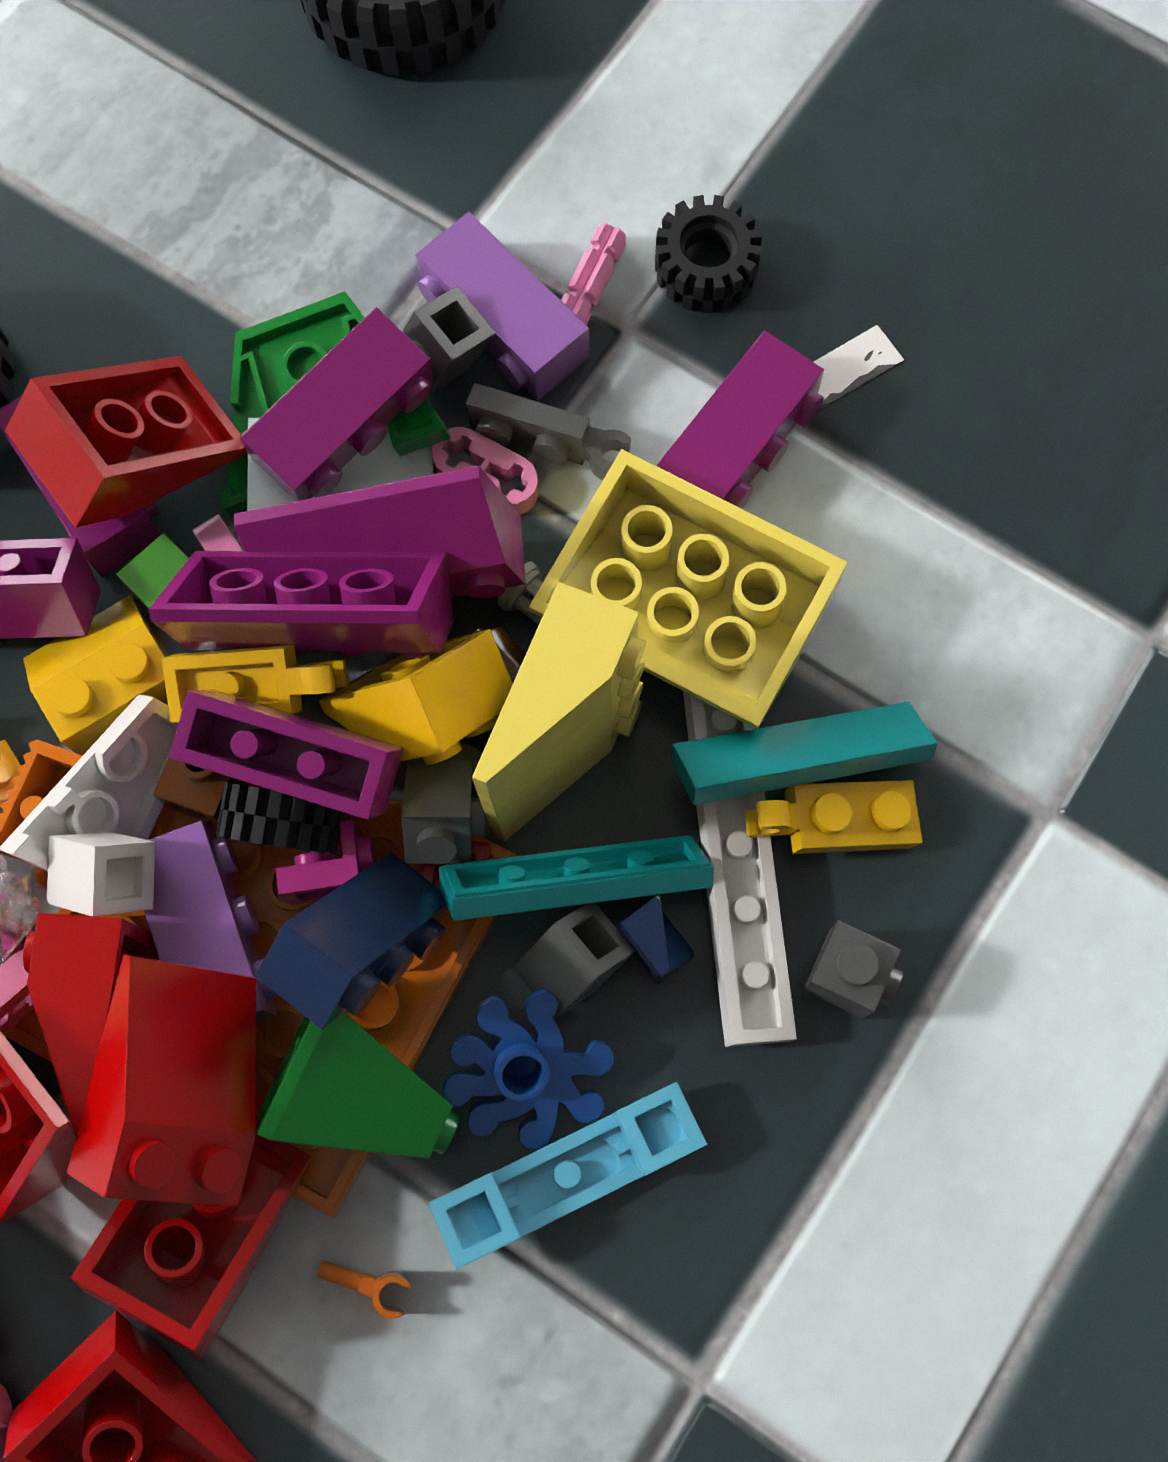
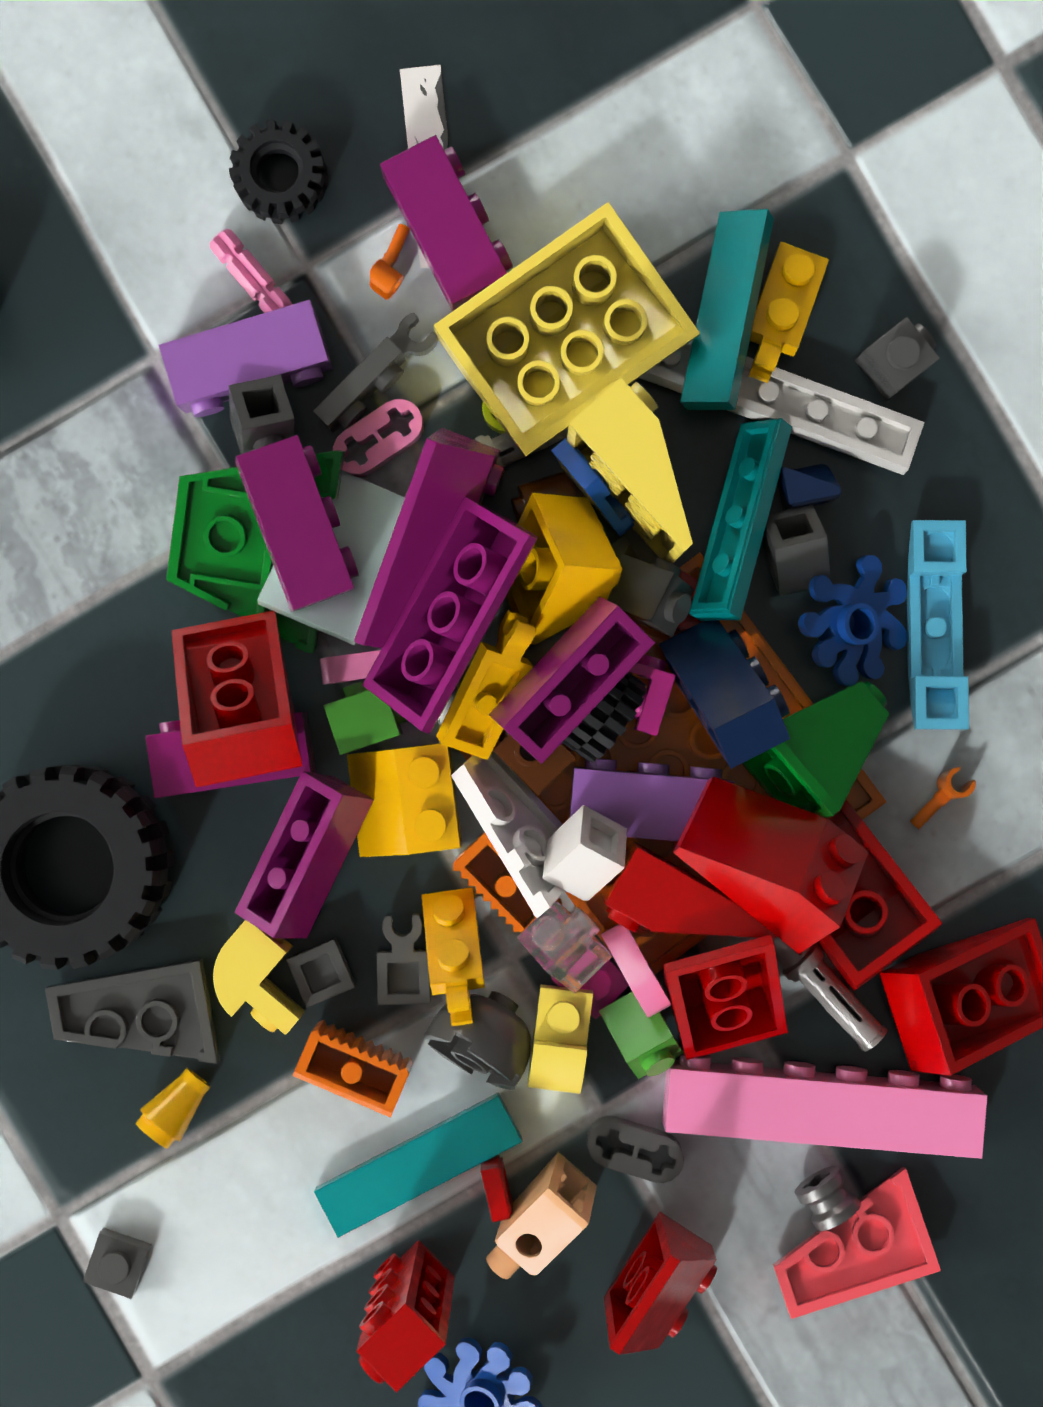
camera: 65 degrees left, 15 degrees up
(43, 1323) = (830, 993): none -> light grey pin
(659, 395) = (383, 277): none -> orange hand

